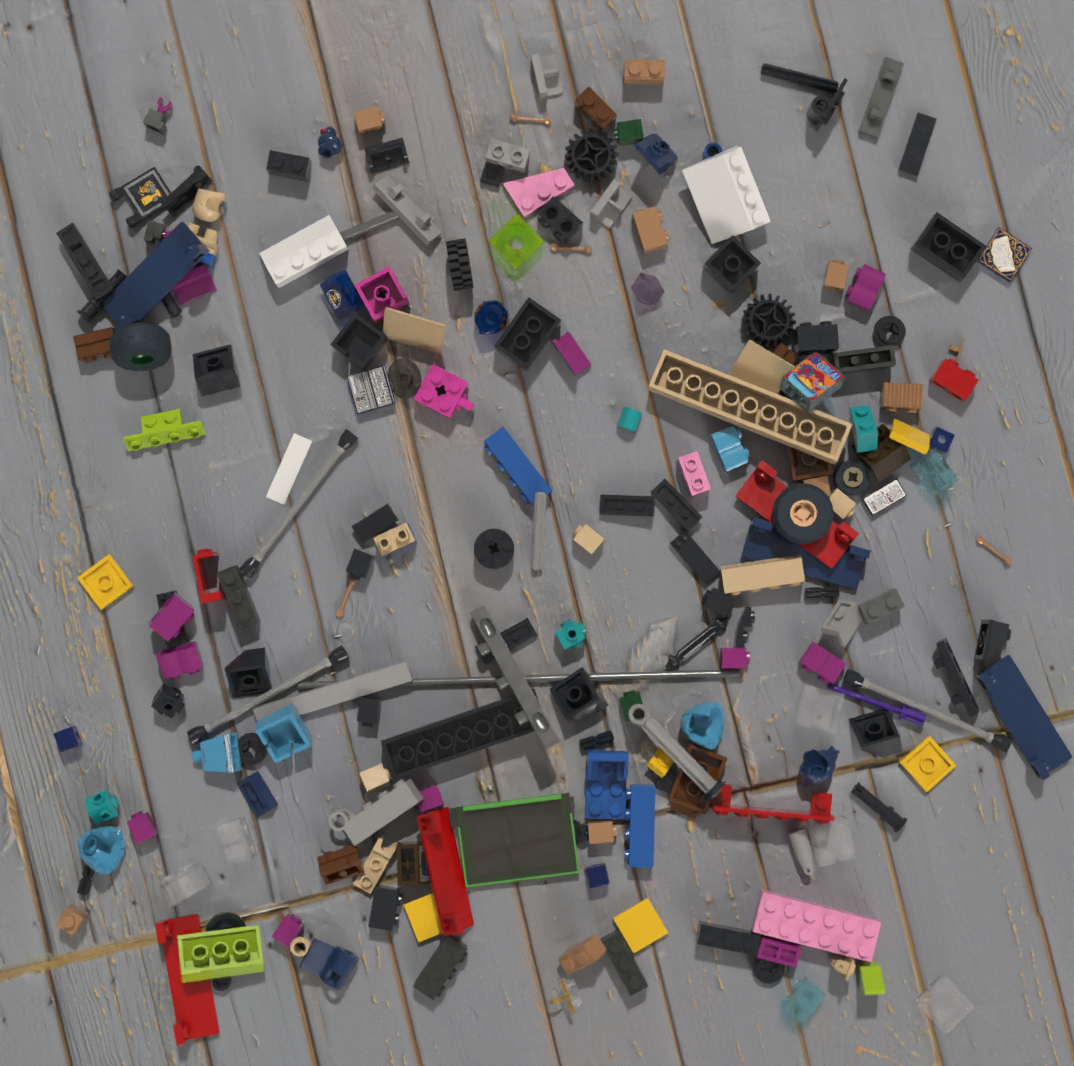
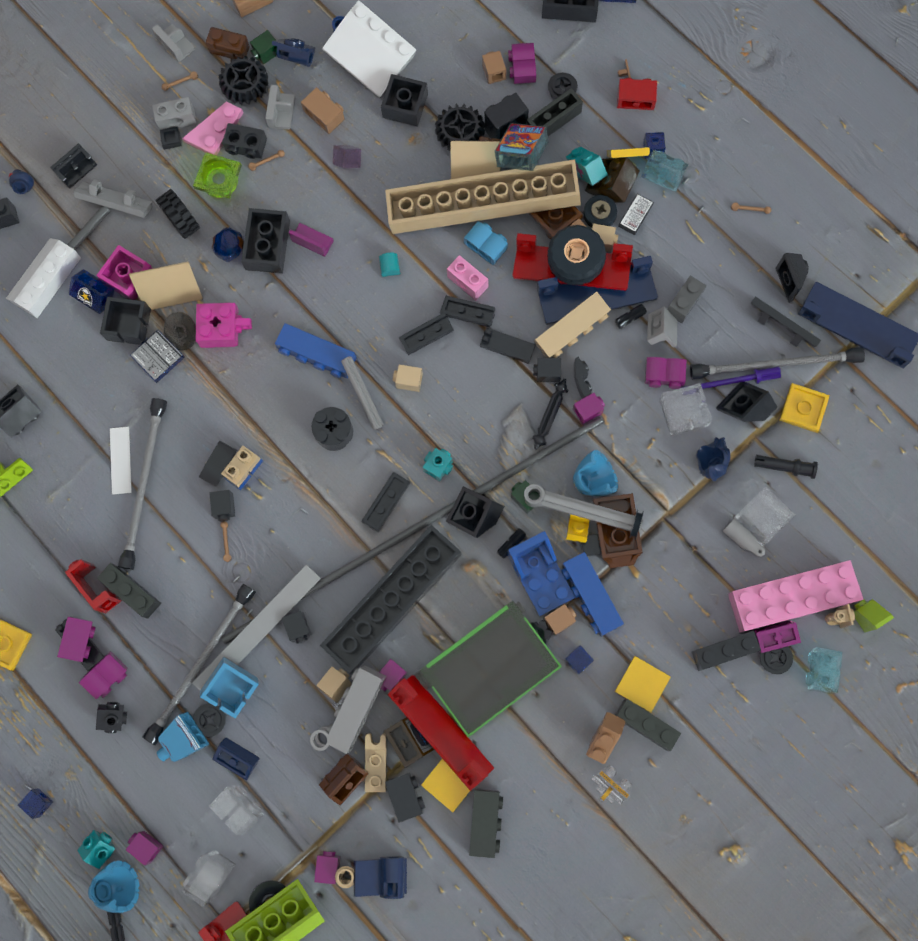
camera: 20 degrees left, 10 degrees down
(249, 673) = (172, 653): black slope -> none
(369, 120) = (45, 147): medium nougat brick -> none
(513, 678) = (409, 524): dark grey piece -> none
(819, 808) = (736, 495): red bracket -> none
(901, 396) = (602, 128): medium nougat brick -> none

